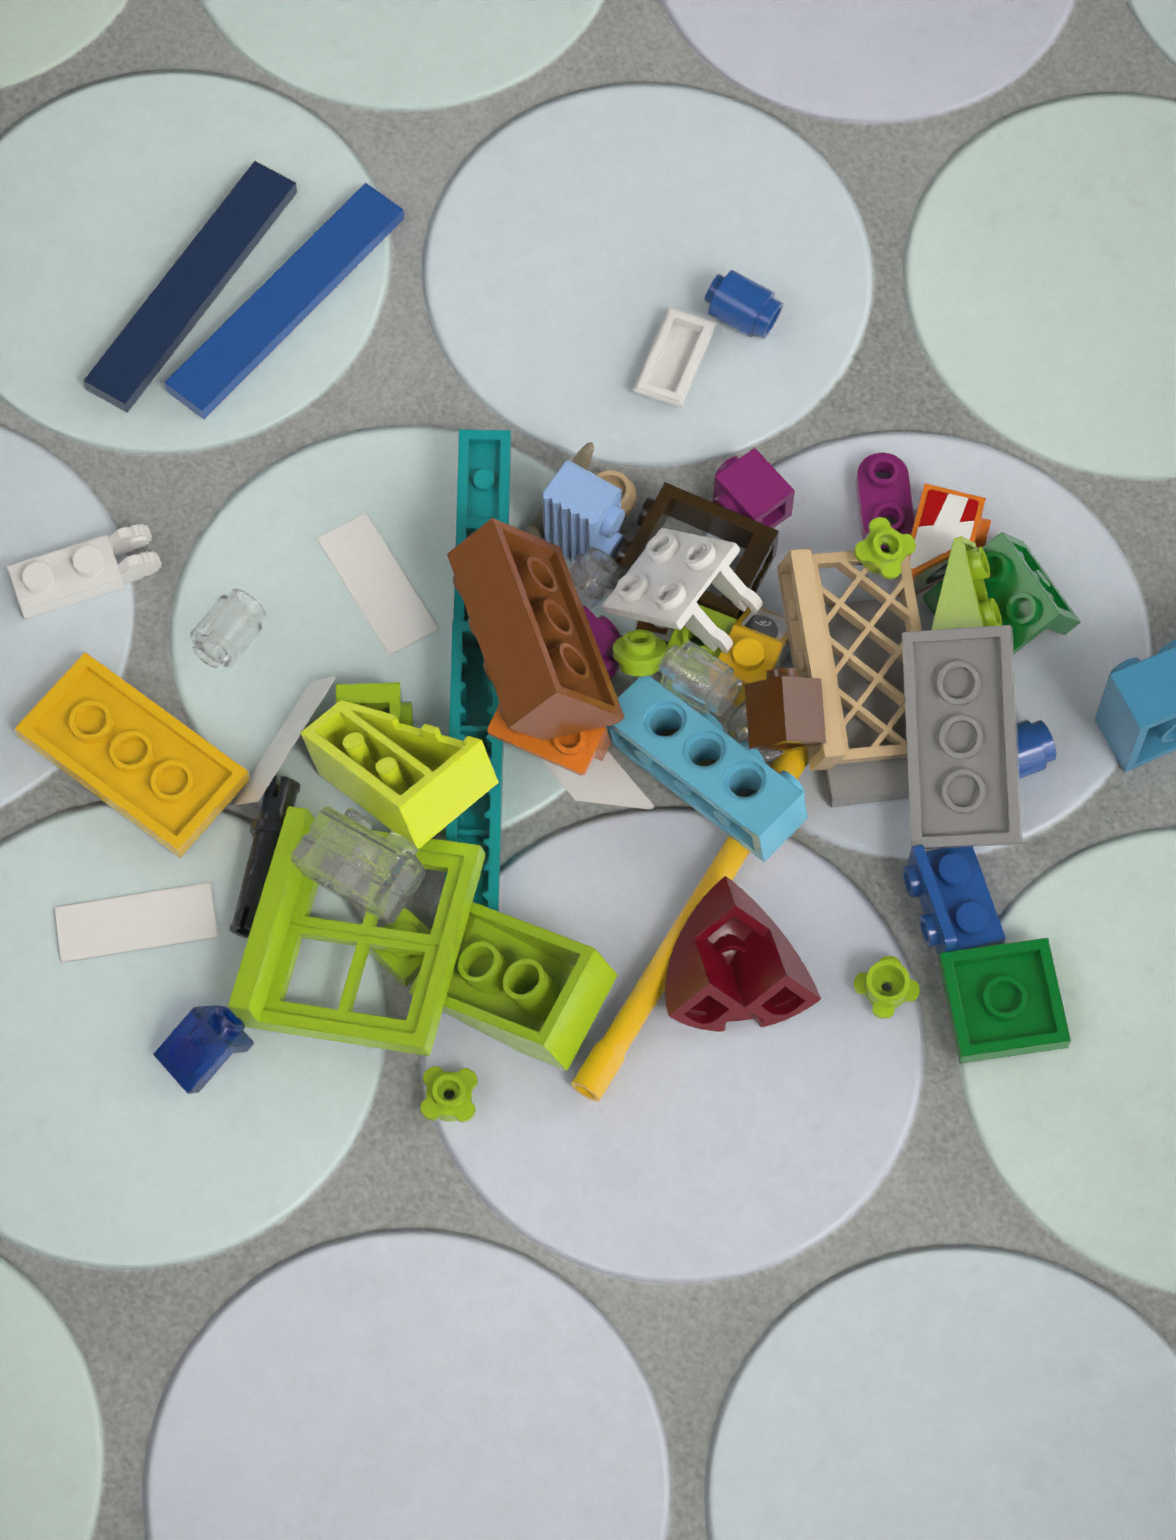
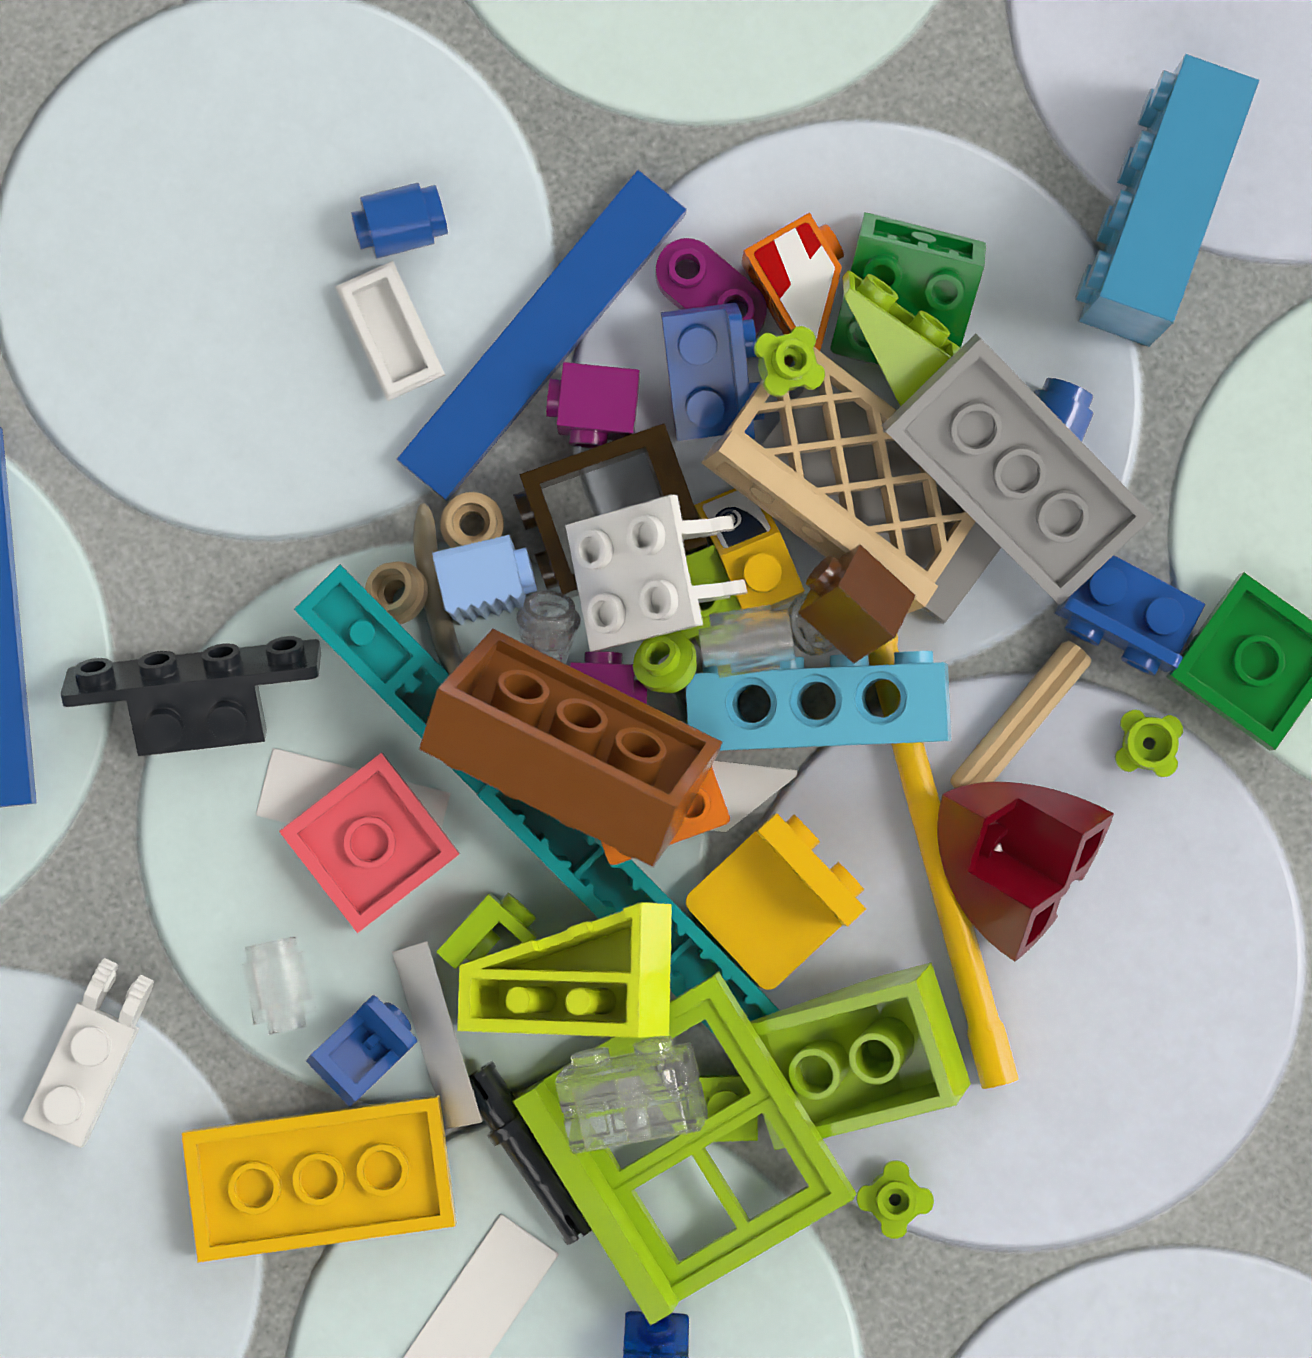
camera: 50 degrees left, 20 degrees up
(235, 707) = (363, 1049): none -> blue bracket
(350, 442) = (193, 697): none -> black bracket
(364, 604) = (369, 842): none -> coral plate
(527, 488) = (388, 579): none -> tan plate
(563, 855) = (775, 900): none -> yellow bracket
(776, 434) = (542, 335): none -> blue tile
(828, 898) = (1023, 716): none -> tan axle
(837, 526) = (708, 368): none -> blue bracket

